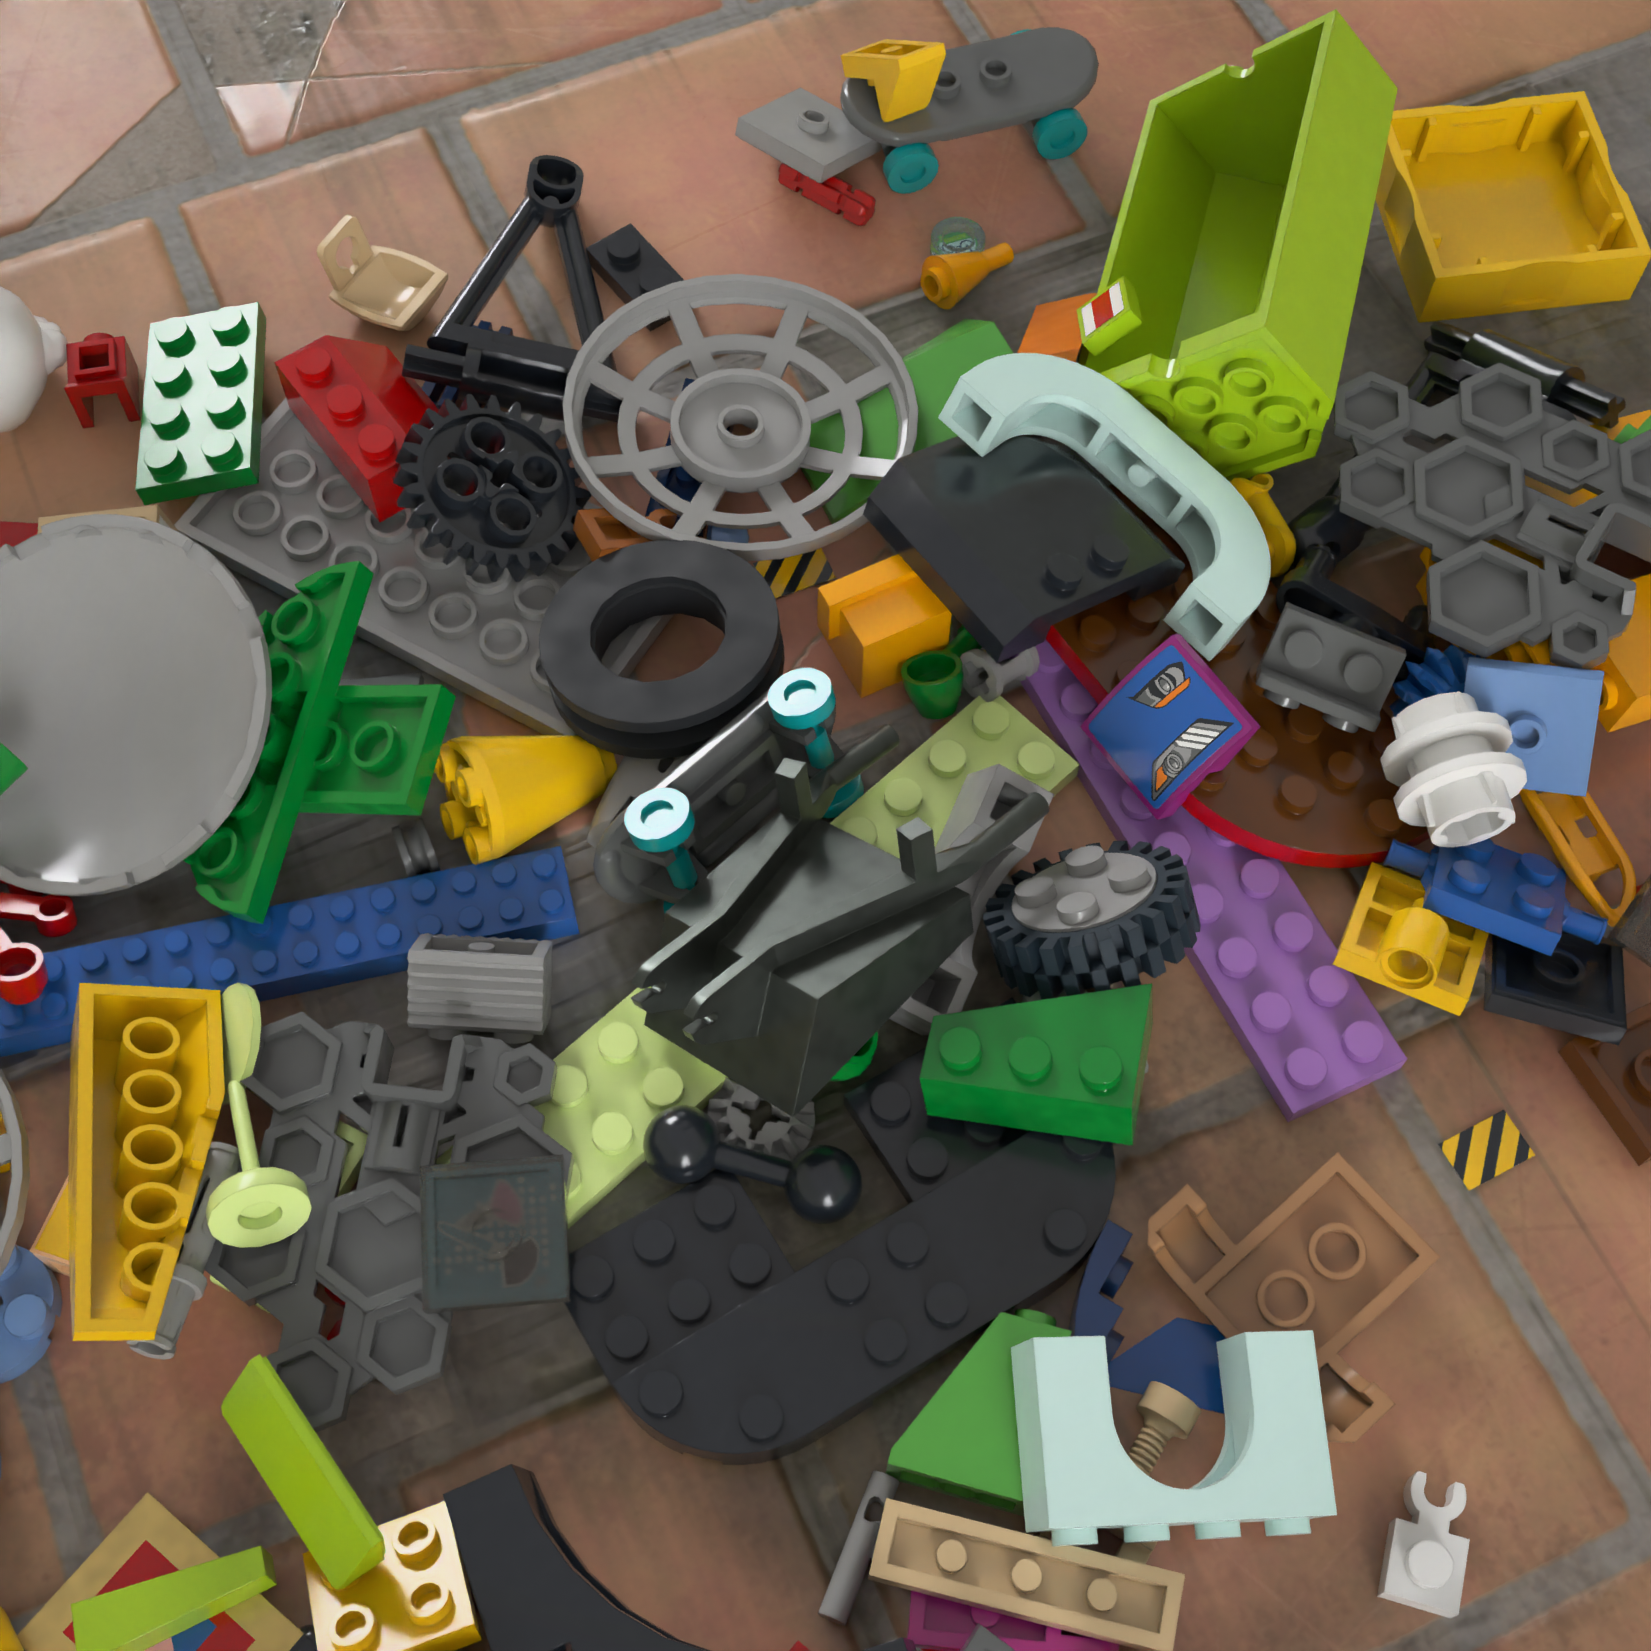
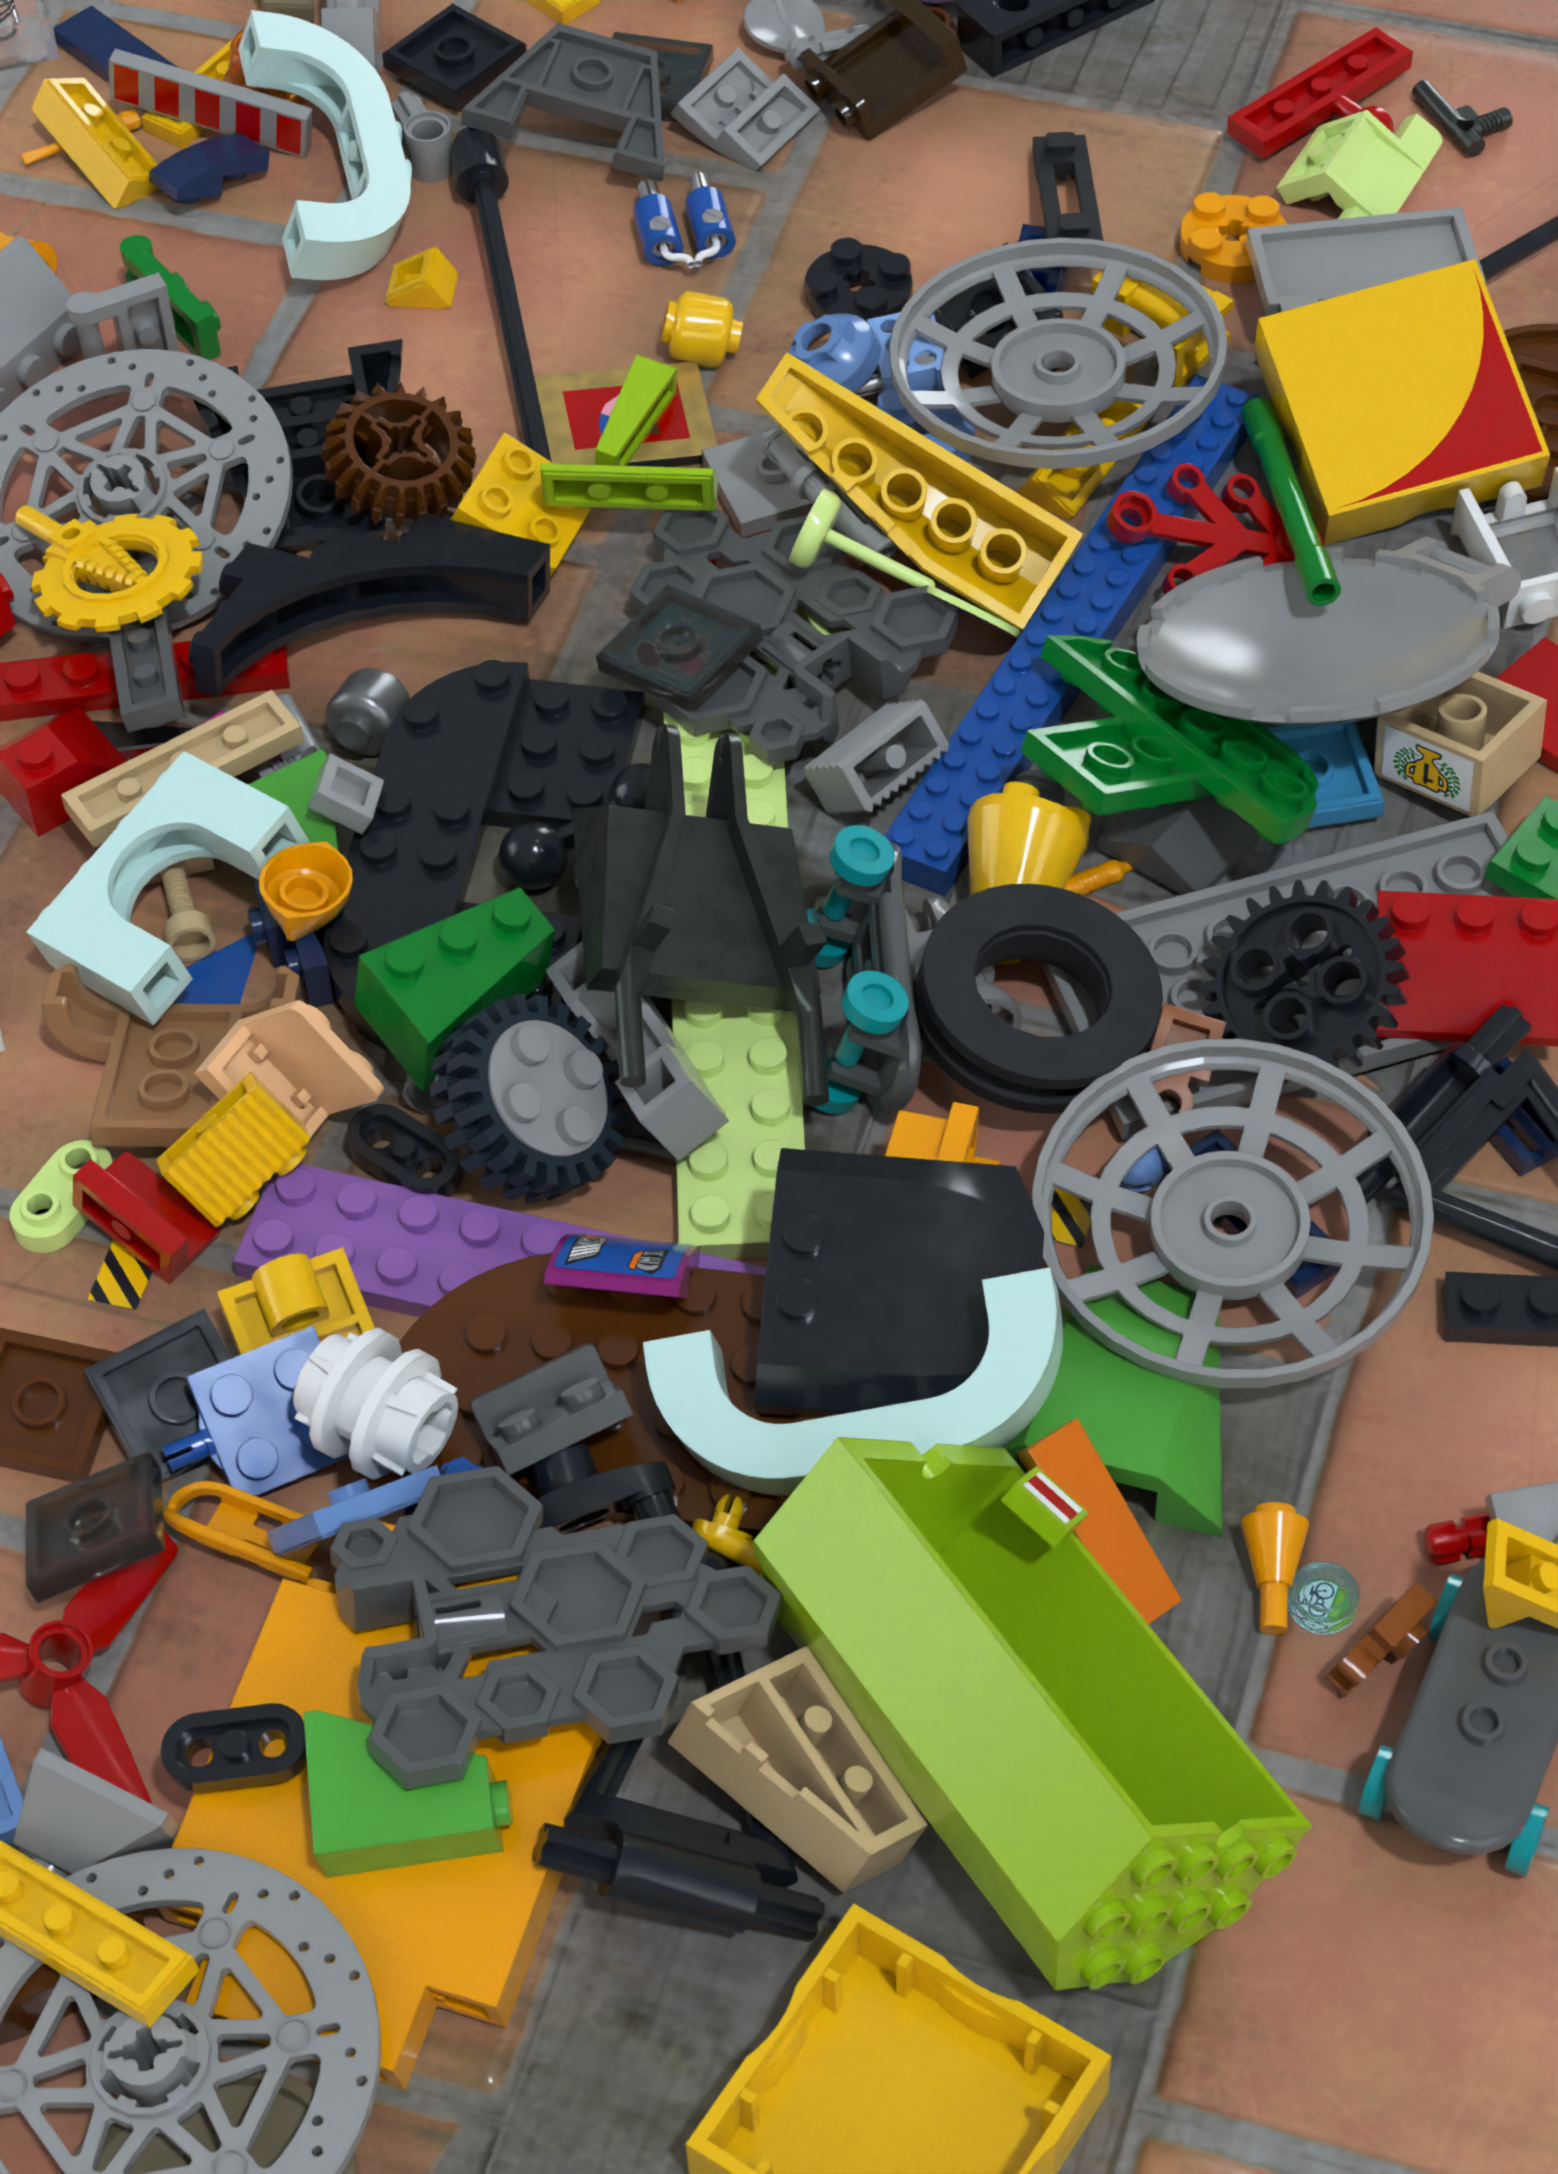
camera: 135 degrees right, 10 degrees down
(147, 1413) = (752, 485): none -> light grey plate
(785, 1496) = (364, 710): none -> flat silver head
(932, 1364) = (345, 793): none -> light grey plate
(956, 184) = (1394, 1631): none -> dark orange plate
(1068, 1283) = (305, 887): none -> light orange hat
(1193, 1028) = (410, 1154): none -> black plate
(1251, 1151) = (296, 1060): none -> light nougat bracket
(1346, 1115) = (235, 1151): none -> yellow brick
(1395, 338) = (803, 1768): none -> tan wedge
(1447, 1159) = (143, 1214): none -> red panel
(1490, 1260) = (54, 1191): none -> yellowish green plate

